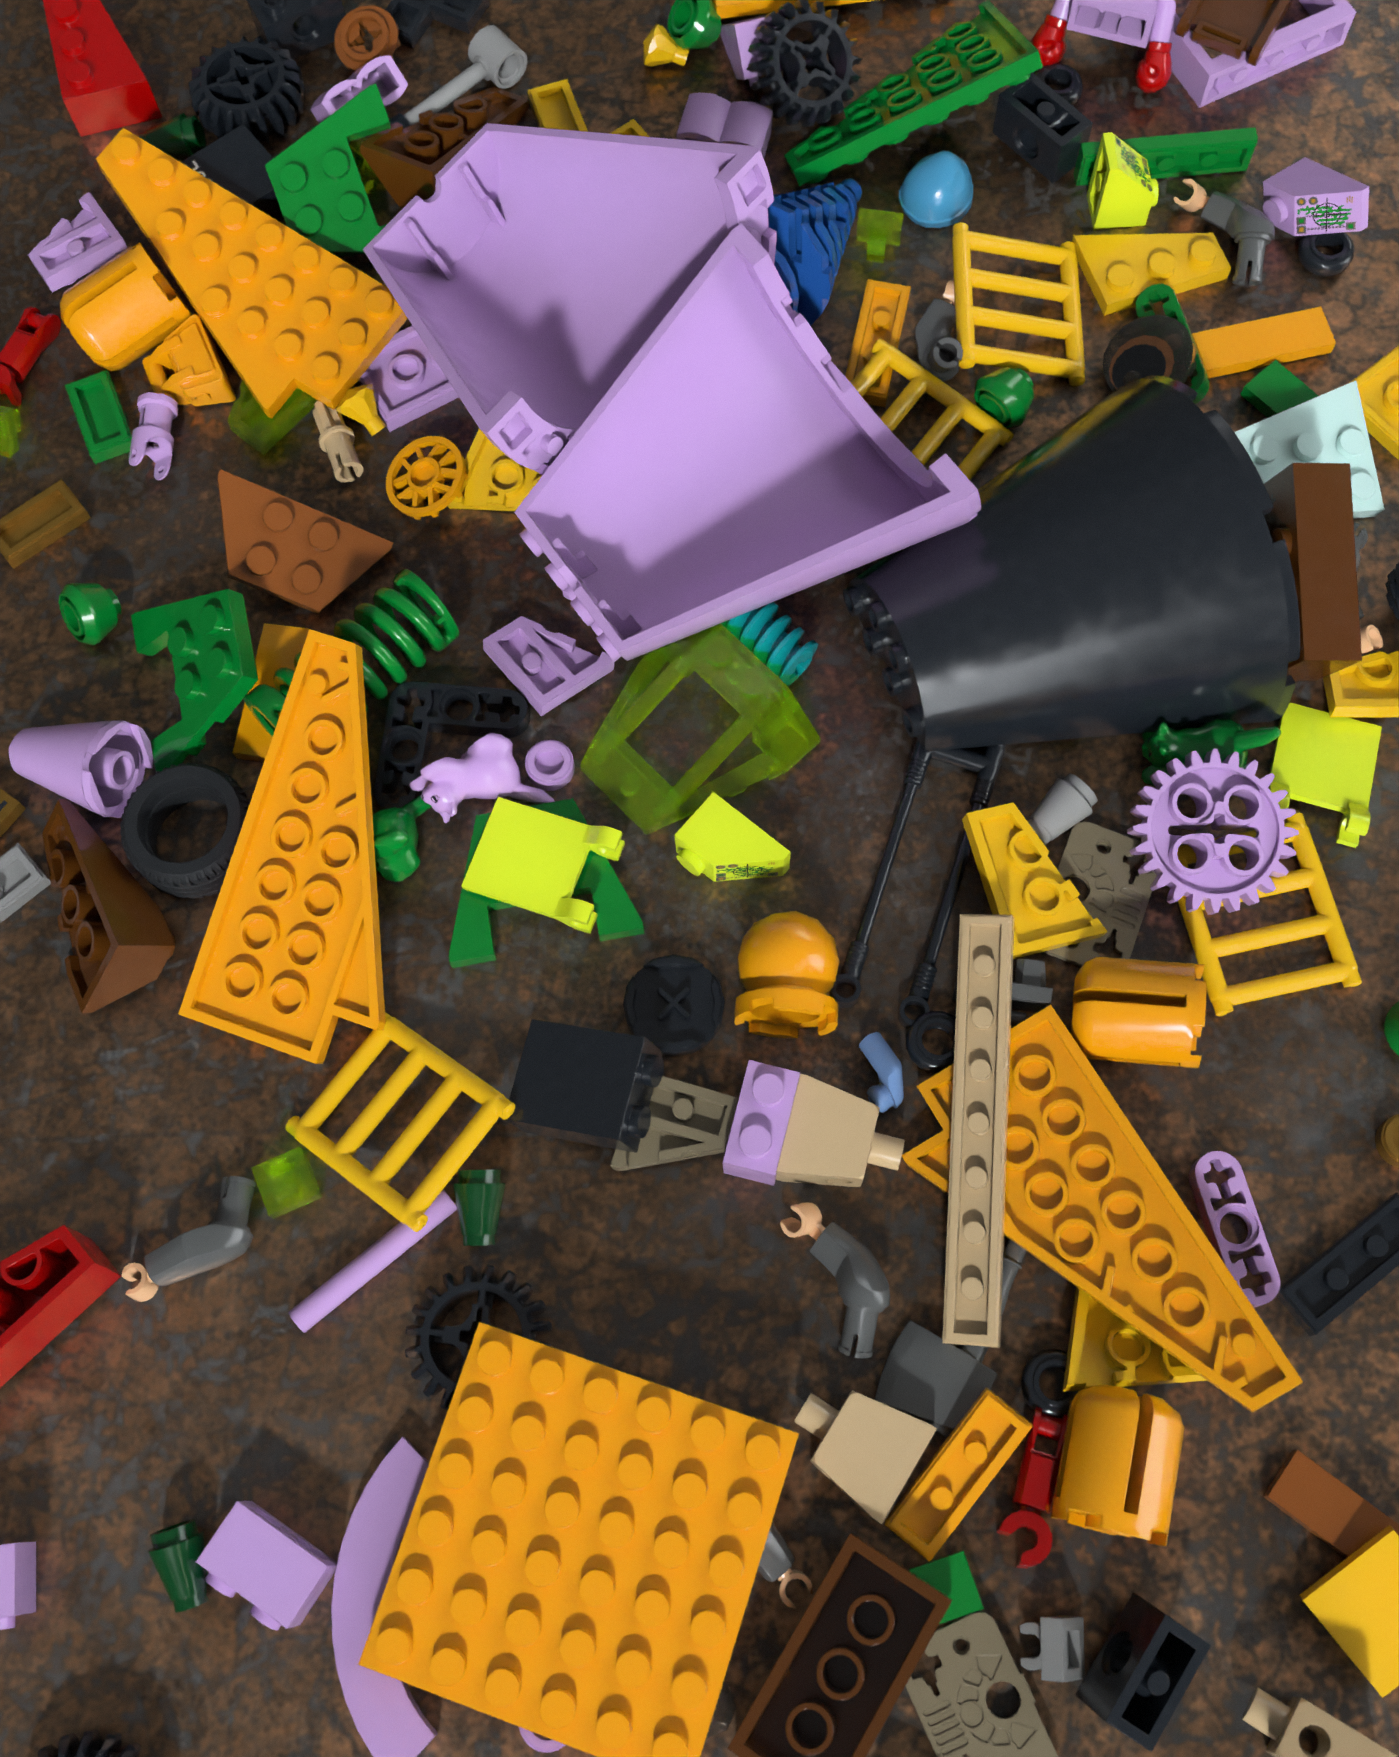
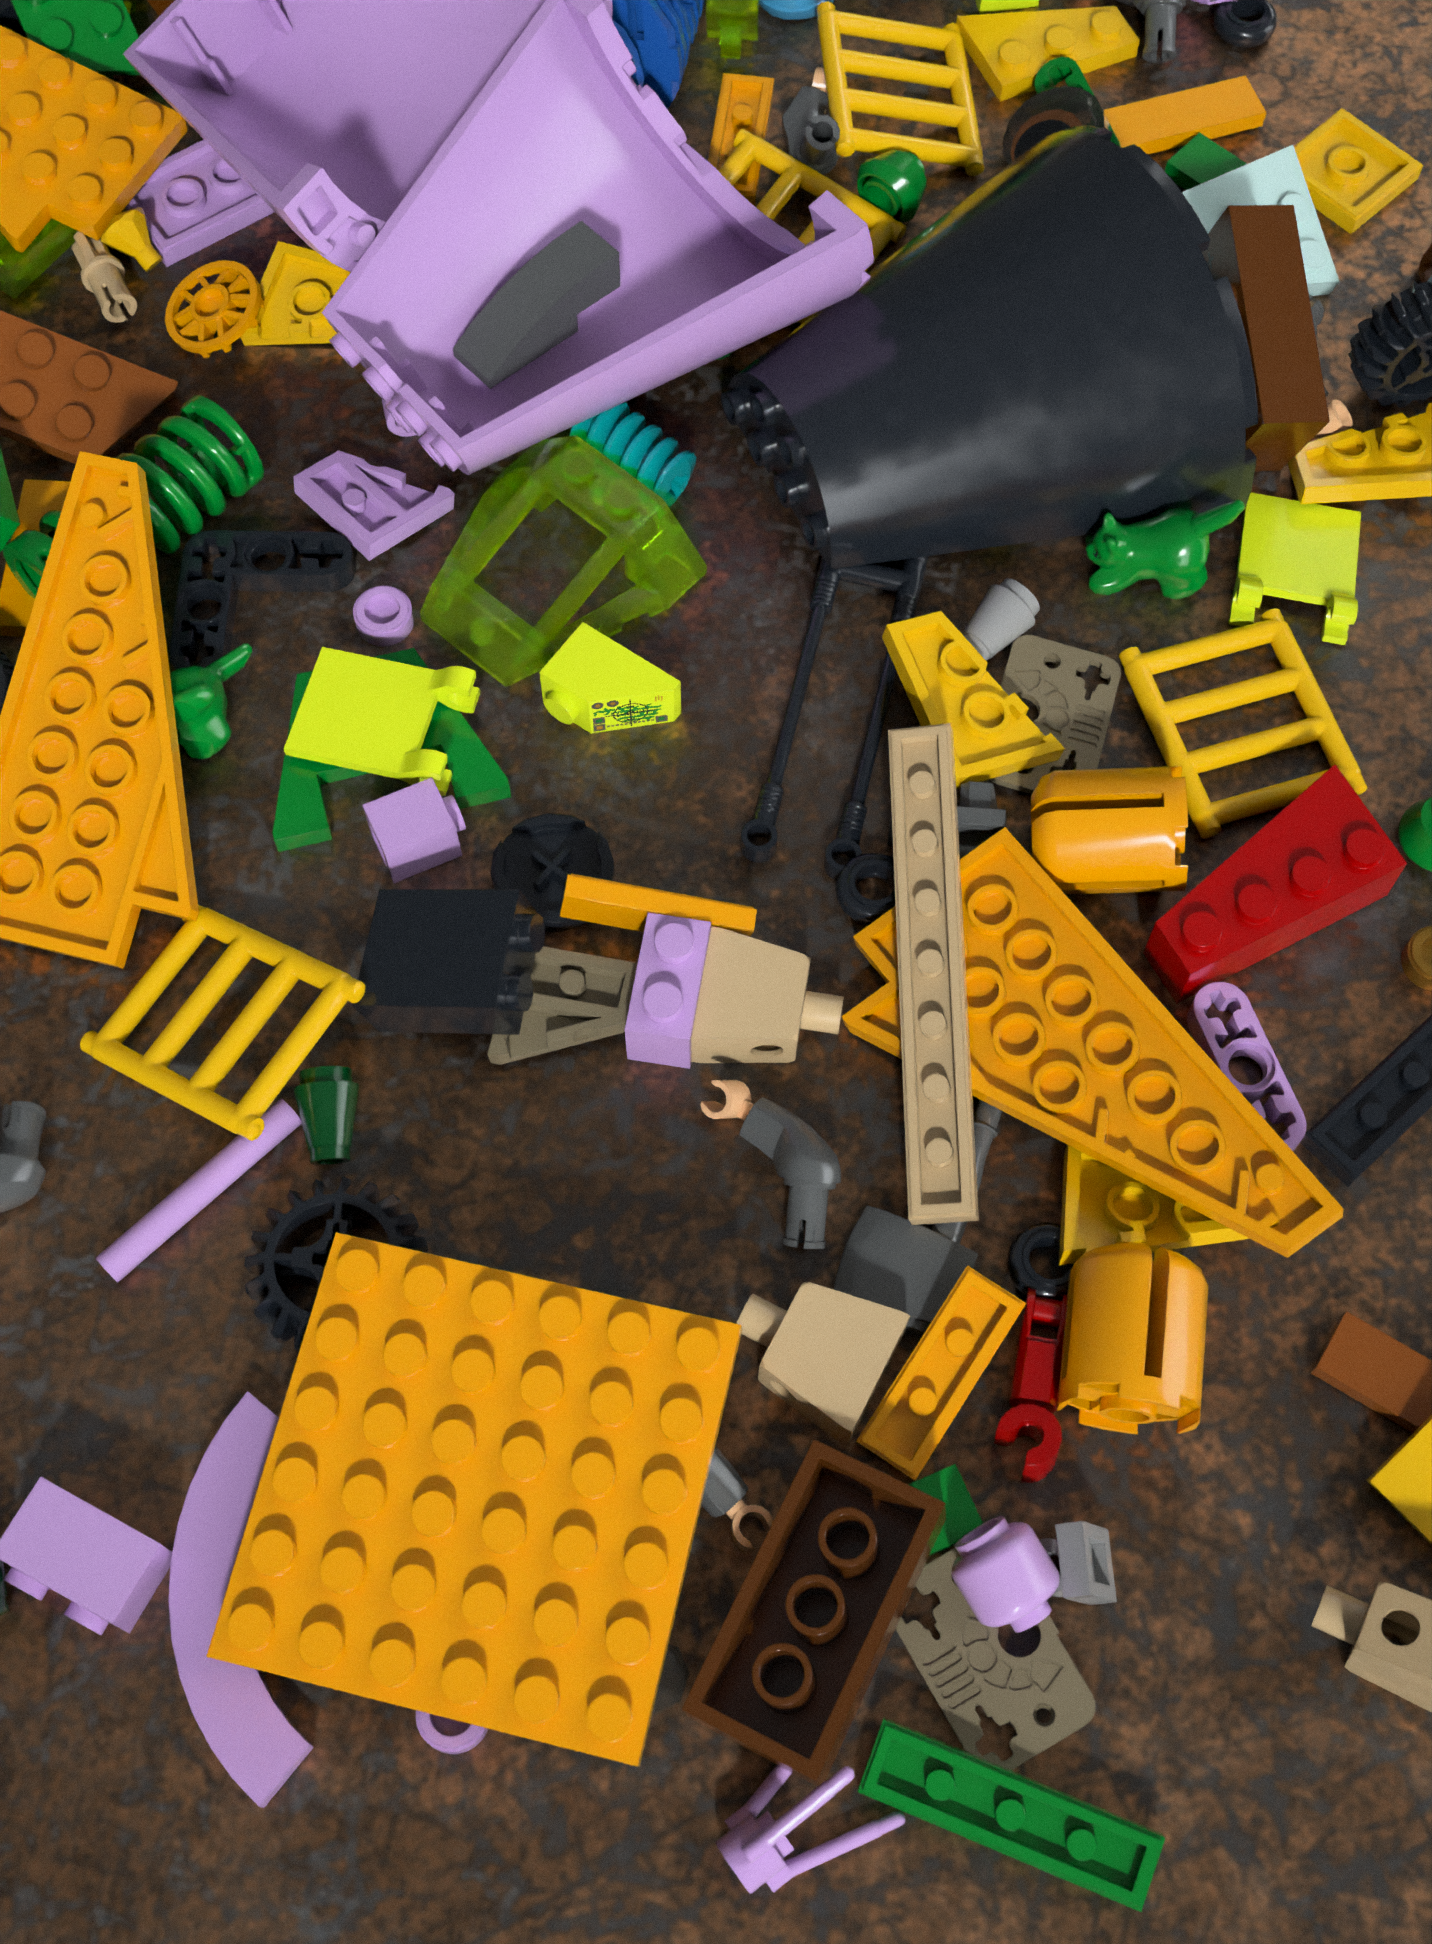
camera: 10 degrees left, 5 degrees down
(286, 1182) = (84, 1108): clear neon green tile -> none
(480, 773) = (296, 625): lavender animal -> none
(564, 962) = (415, 829): none -> lavender brick
(696, 507) = (539, 305): none -> dark grey slope
(742, 1049) = (628, 905): none -> light orange tile
(787, 971) = (688, 822): light orange tile -> none
(889, 1072) = (818, 924): medium blue arm -> none
(996, 1655) = (1005, 1574): none -> lavender head
(1142, 1671) = (1186, 1576): black brick -> none
(1210, 788) = (1168, 578): lavender gear -> none
(1287, 1066) = (1285, 883): none -> red wedge

